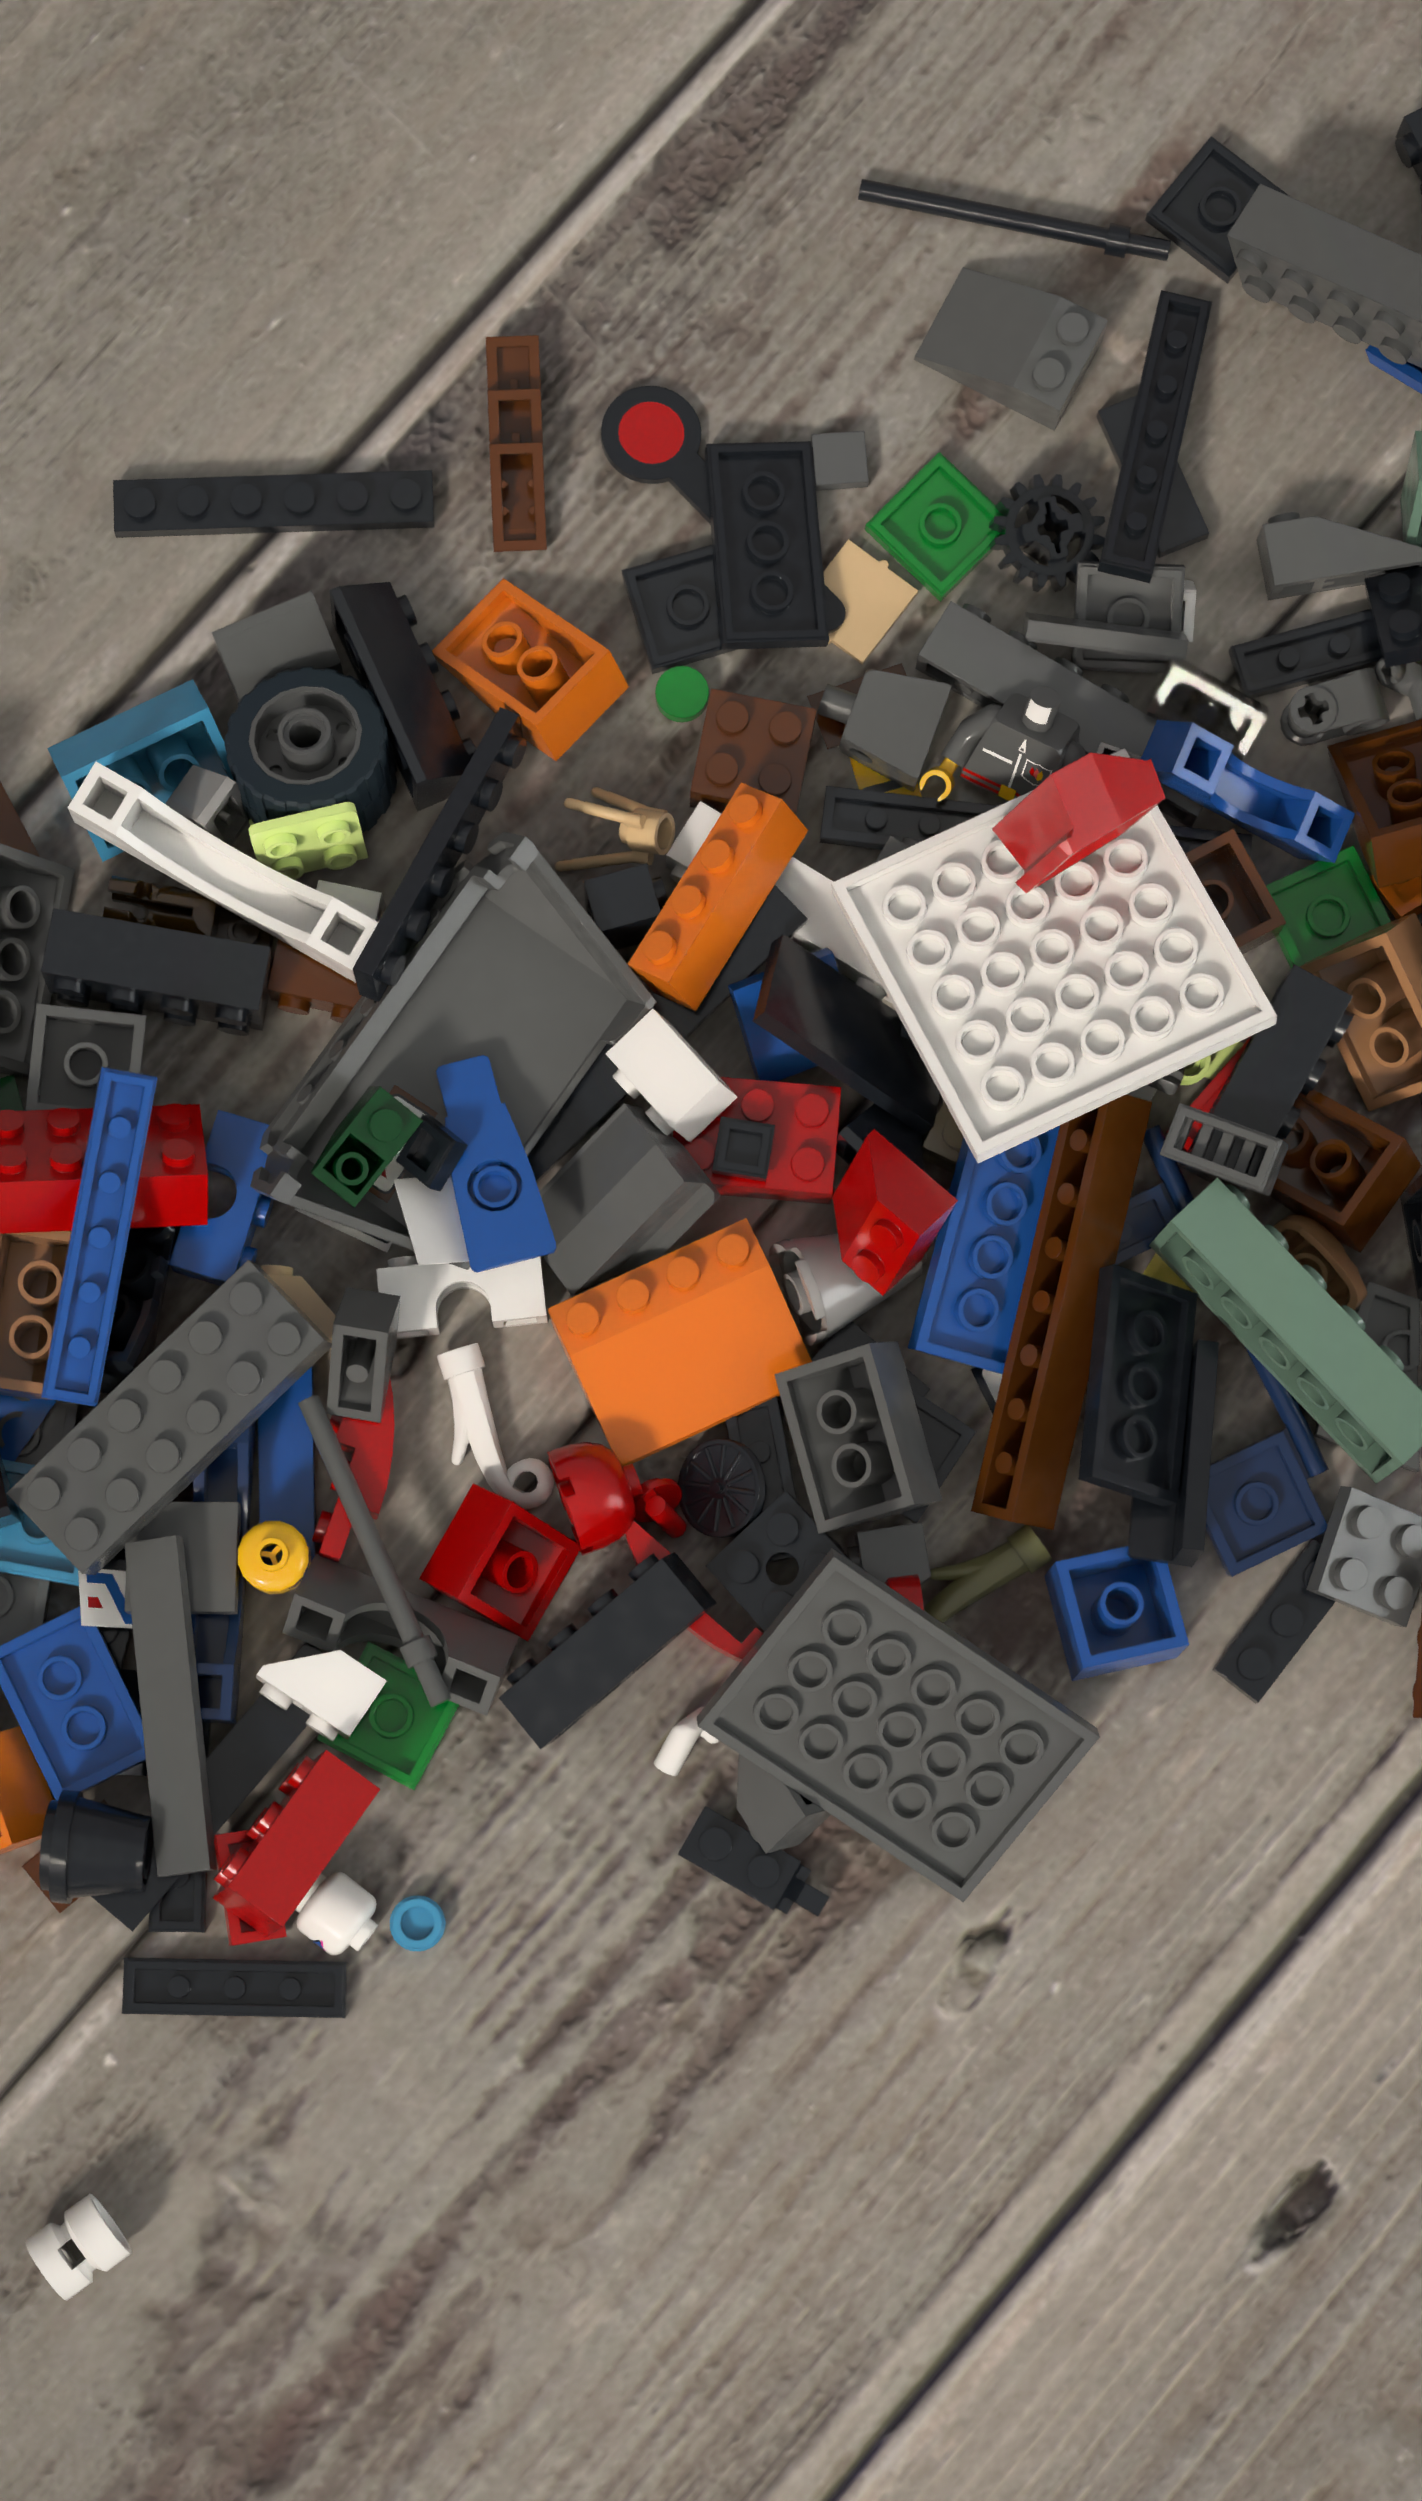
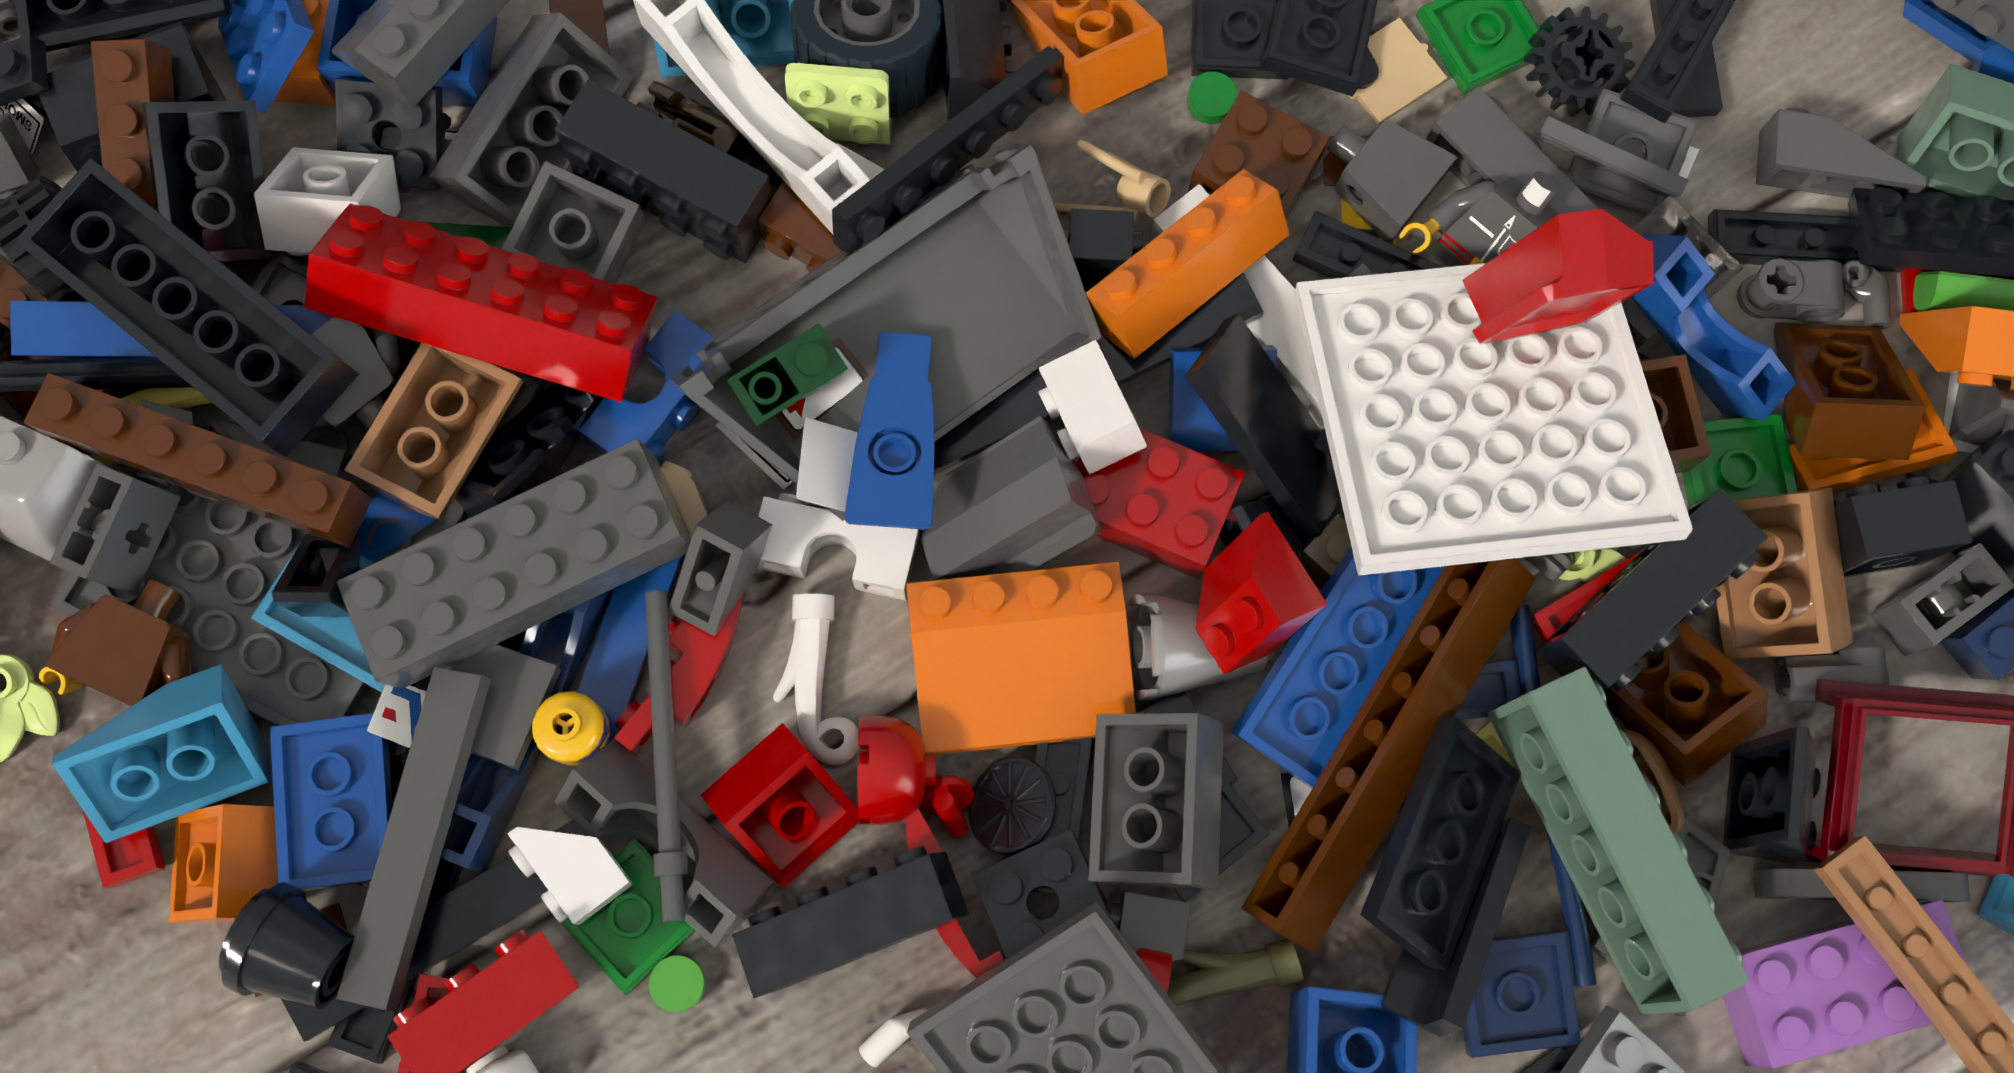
camera: 20 degrees right, 5 degrees down
(99, 1236) = (507, 372): blue tile -> none
(210, 803) = (769, 48): light grey slope -> none
(431, 1153) = (847, 403): black tile -> none
(459, 1763) = (677, 983): none -> bright green tile
(743, 1149) = (1136, 496): black tile -> none
(1269, 1167) = (1607, 671): dark grey slope -> none

